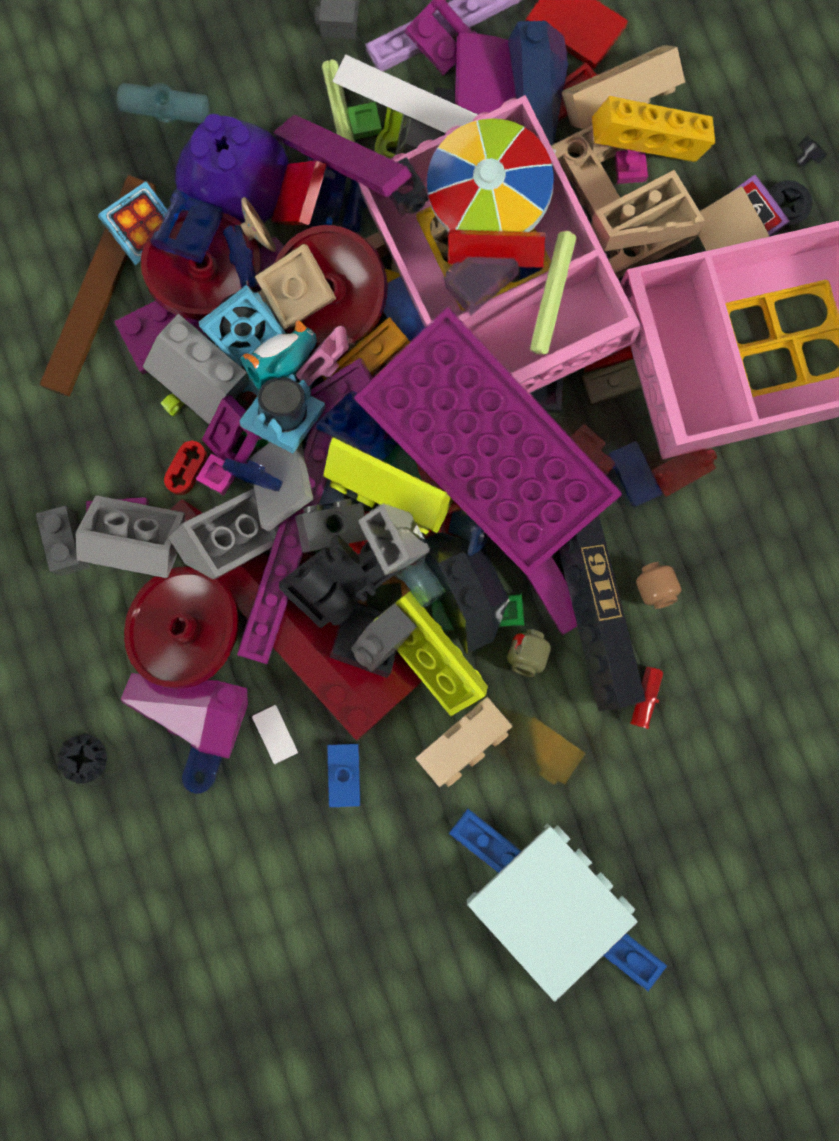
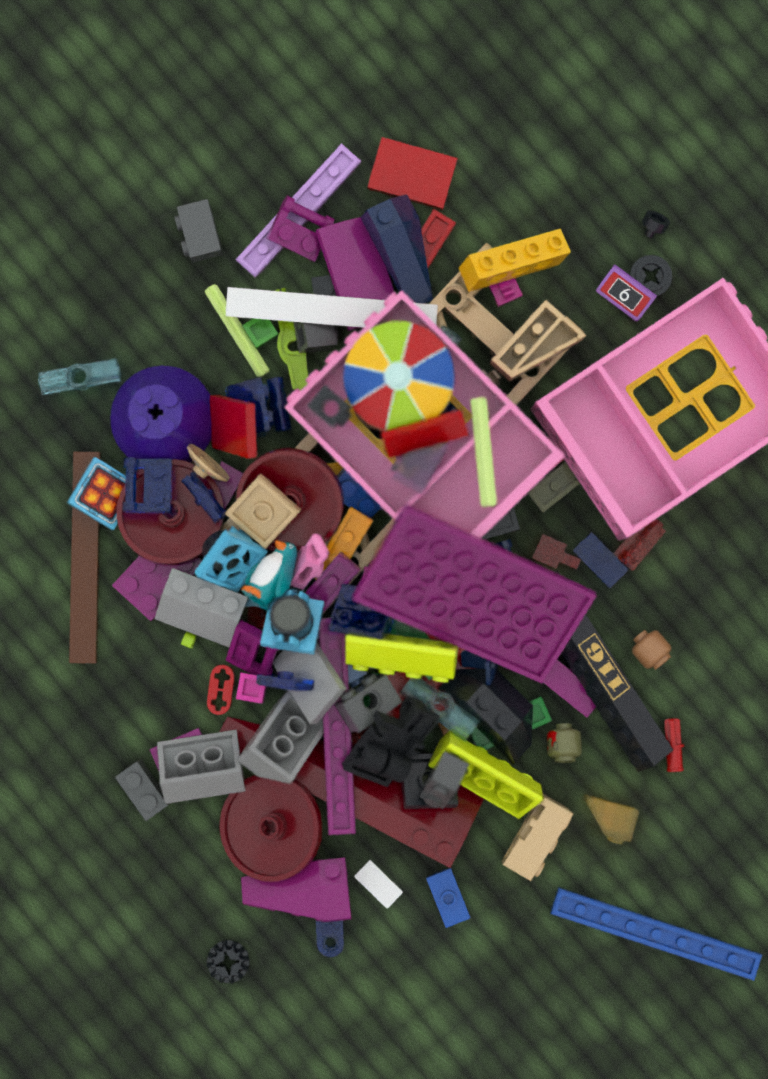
camera: 20 degrees left, 5 degrees up
(343, 155) = (262, 389): magenta tile -> none
(397, 540) = (426, 700): light grey torso -> none
(553, 911) = (656, 945): light aqua panel -> none
(635, 80) = (475, 224): tan brick -> none
(730, 222) = (608, 318): tan tile -> none

